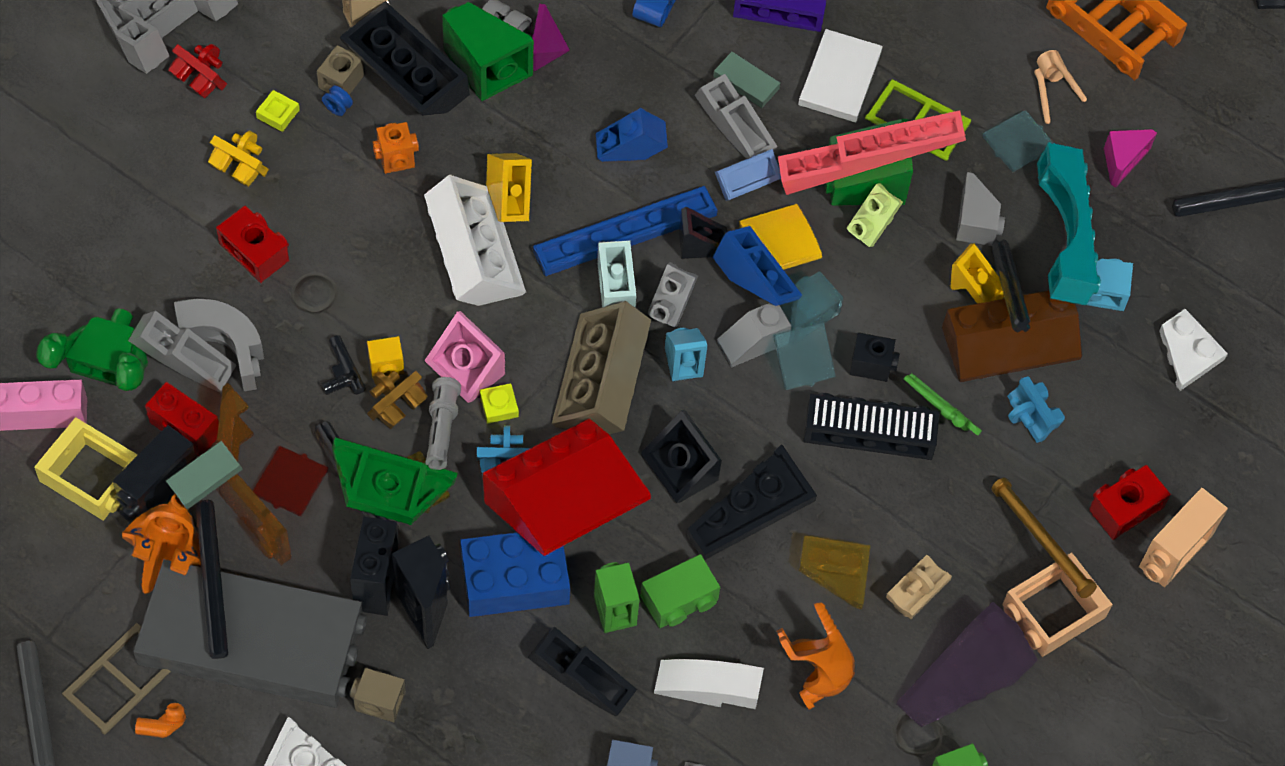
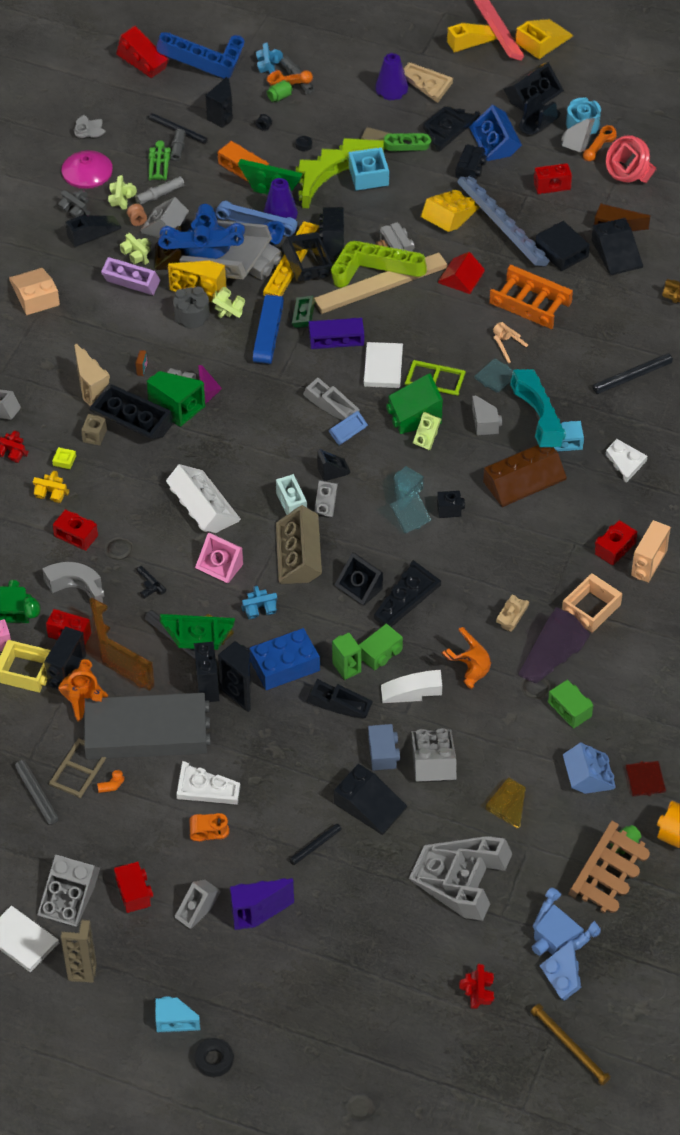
camera: 10 degrees left, 10 degrees down
(182, 351) = (55, 593): light grey slope -> none
(204, 475) = (95, 645): sand green tile -> none
(211, 579) = (116, 700): black axle -> none
(290, 481) = (142, 643): clear red piece -> none
(337, 100) = (97, 444): blue bush -> none
(378, 694) = (229, 738): dark tan brick -> none
(385, 356) = (173, 569): yellow plate -> none
(386, 408) = (191, 583): pearl gold hips -> none
(395, 147) = (140, 460): orange brick -> none
(443, 411) = (216, 588): light grey pin -> none
(499, 403) = (245, 578): neon yellow plate -> none
(509, 185) = (213, 464): yellow slope -> none
(564, 487) = (298, 606): red slope -> none
(632, 138) = (275, 424): blue slope -> none
(632, 226) = (298, 466): blue tile -> none
(685, 353) = (343, 526): medium azure slope -> none
(748, 79) = (331, 378): sand green tile -> none
(753, 267) = (366, 472): blue slope -> none
(753, 334) = (378, 508): light grey slope -> none
(786, 236) = (377, 457): yellow slope -> none
(837, 567) = (464, 614): clear yellow wing -> none
(869, 150) = (413, 395): coral slope -> none
(871, 426) = (460, 539): black brick -> none
(942, 405) = (506, 523): bright green piece -> none
(976, 275) = (493, 447): yellow slope -> none
(1010, 286) = (515, 446): black axle -> none
(1032, 409) = (547, 509): dark azure hips -> none
(1085, 586) = (603, 585): pearl gold bar -> none
(1125, 151) = (558, 365): dark pink slope -> none

